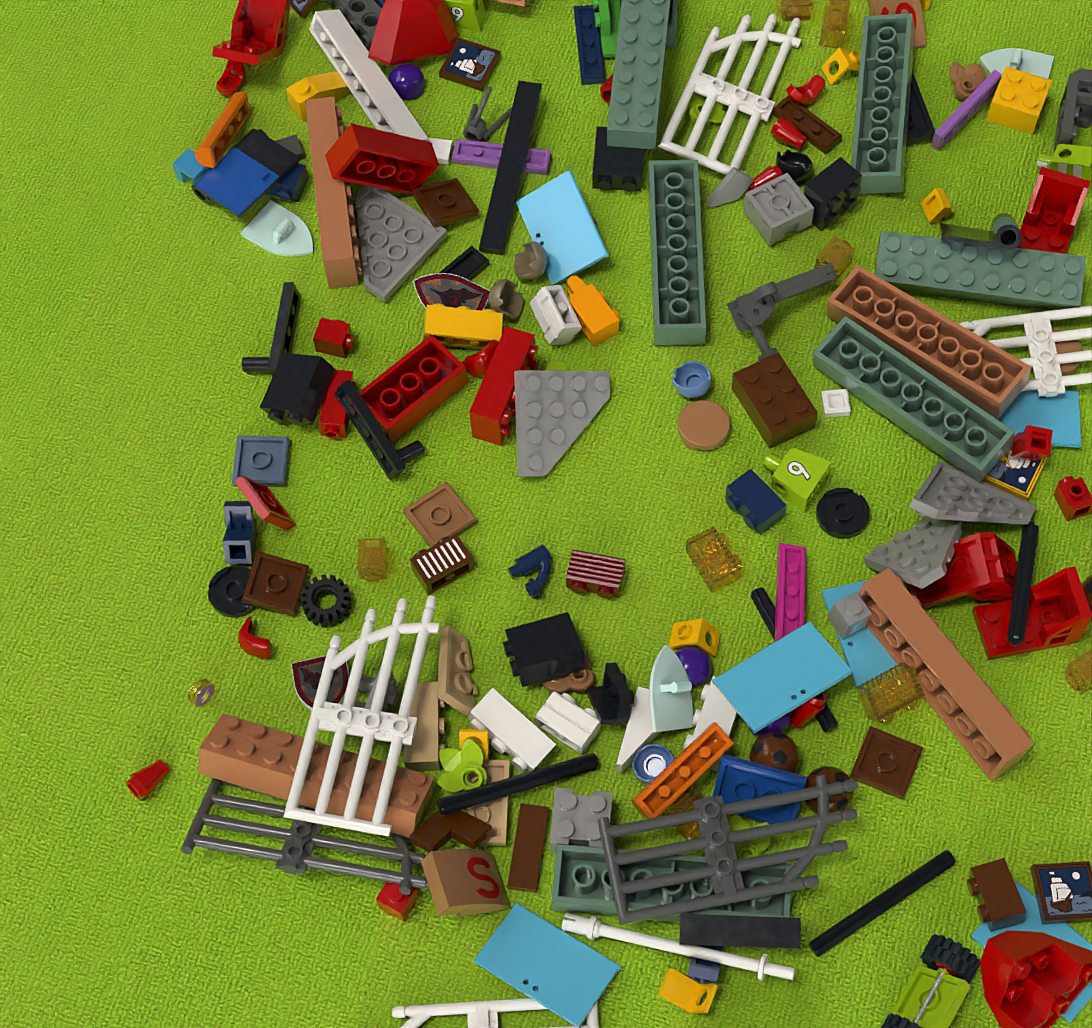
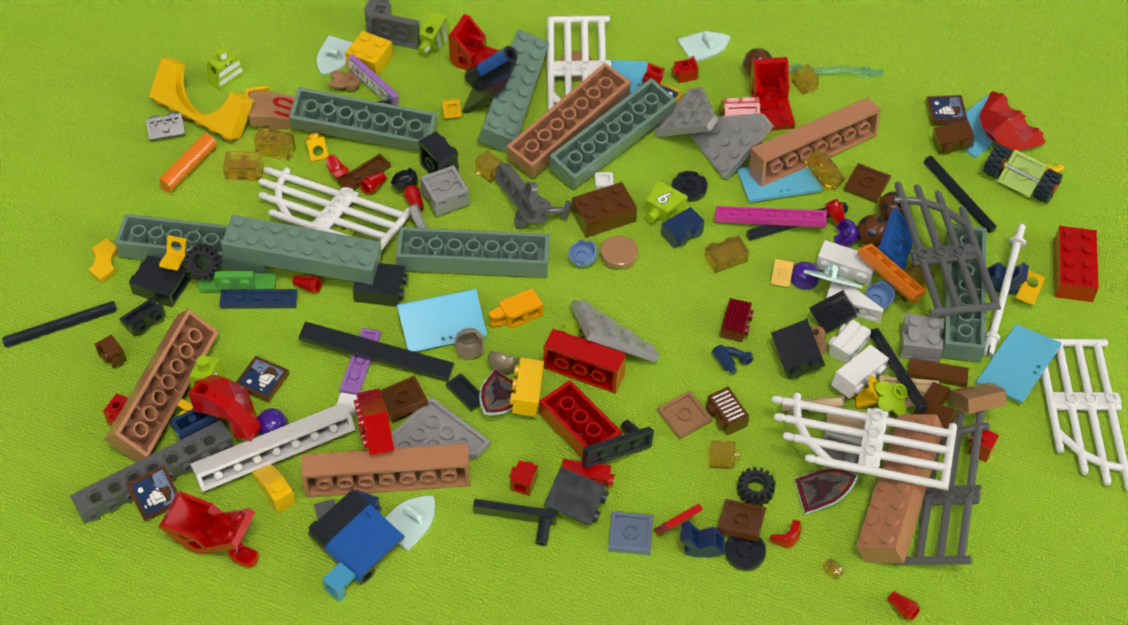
camera: 90 degrees left, 10 degrees down
(223, 130) = (306, 551): orange brick -> none
(476, 127) = (331, 374): dark grey plant -> none
(478, 363) = (560, 374): red hair -> none
(555, 315) = (522, 328): white brick -> none
(740, 931) = (996, 251): black tile -> none
(775, 677) = (819, 218): medium azure container -> none
(849, 615) = (773, 182): light grey brick -> none
(1022, 584) = (763, 95): black axle -> none

